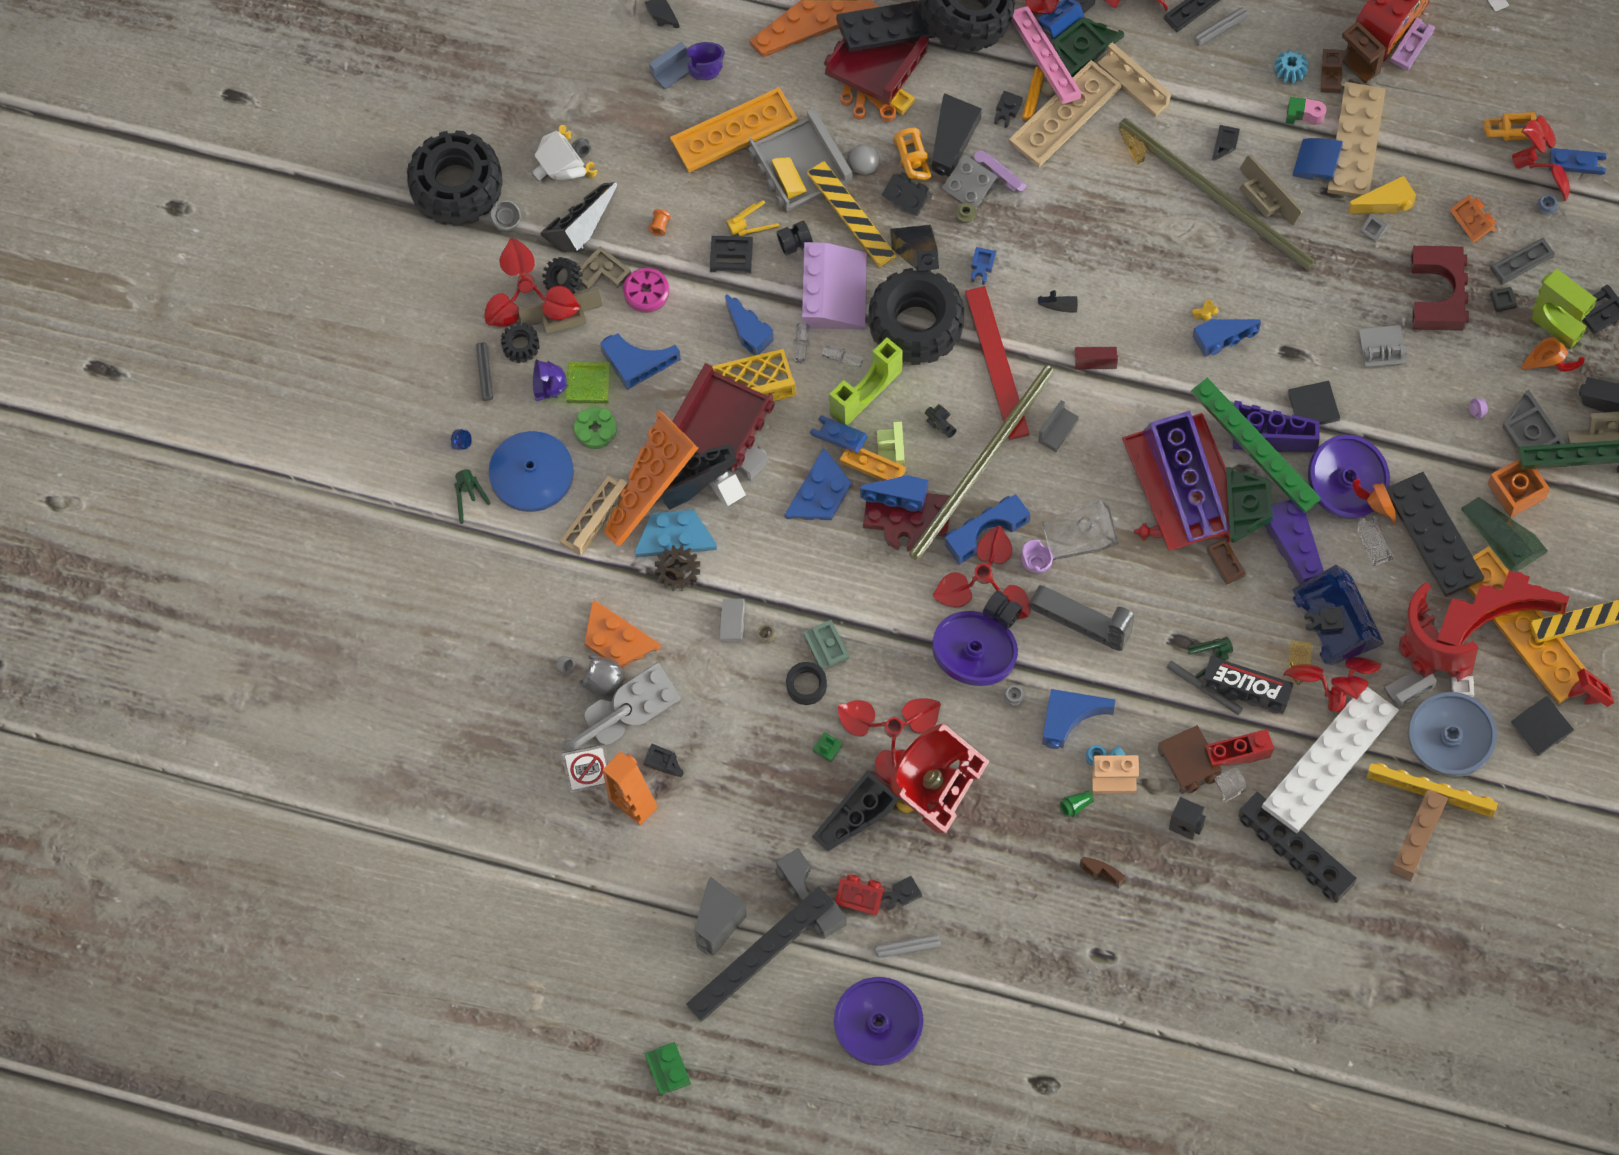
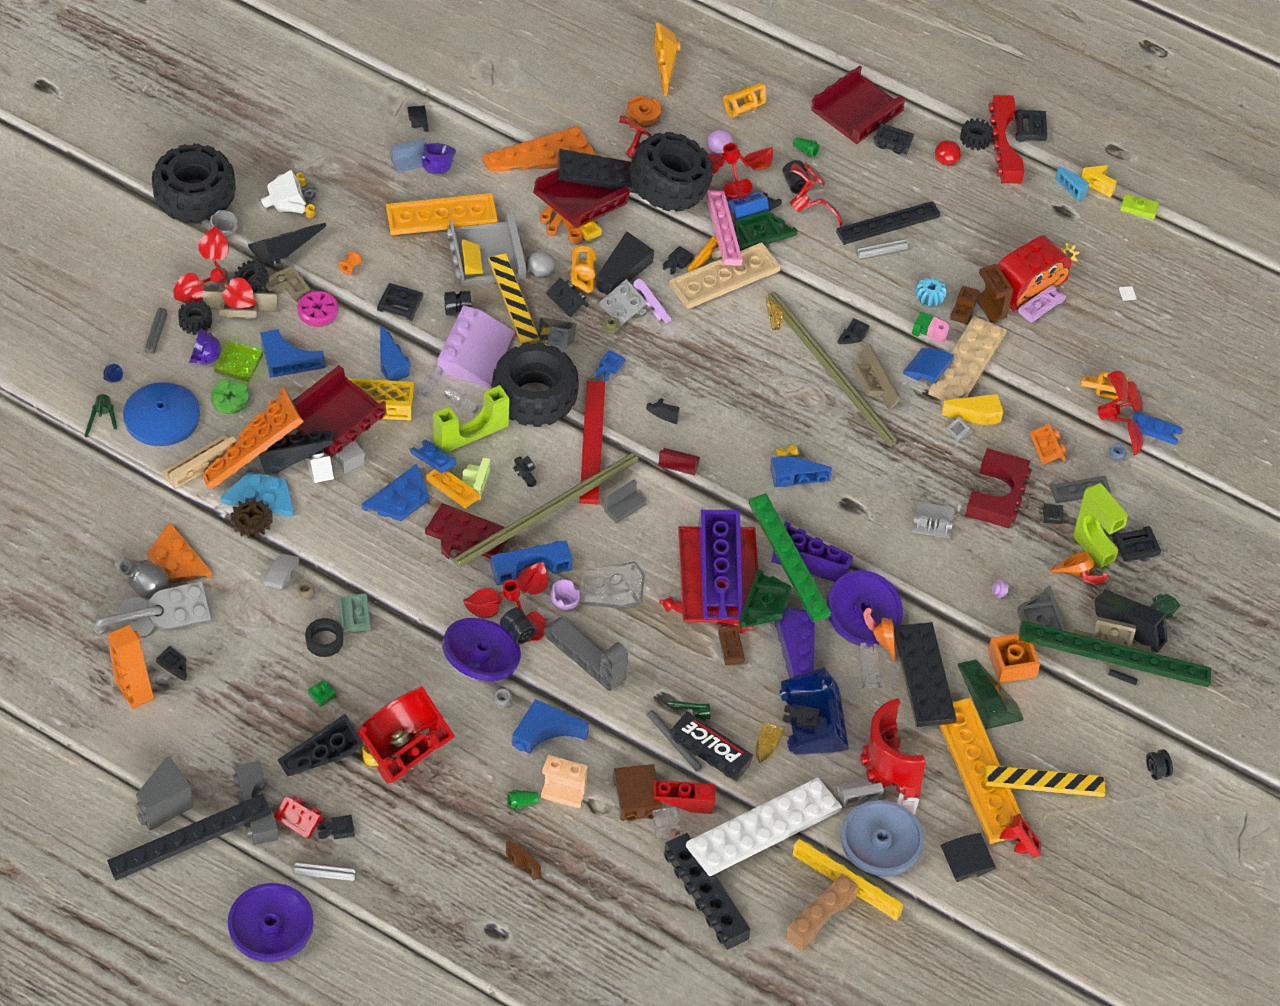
camera: 10 degrees right, 15 degrees down
(585, 767) = (97, 647): piece -> none
(667, 1068) = (68, 909): green plate -> none
(737, 223) = (415, 280): yellow plant -> none
(859, 715) = (359, 676): red plant -> none
(901, 492) = (465, 510): blue slope -> none
(1135, 80) = (794, 267): tan fence -> none
(1187, 818) = (614, 836): black brick -> none
(1315, 402) = (859, 545): black tile -> none
(1342, 685) = (790, 777): red plant -> none
(1490, 603) = (953, 739): red arch -> none

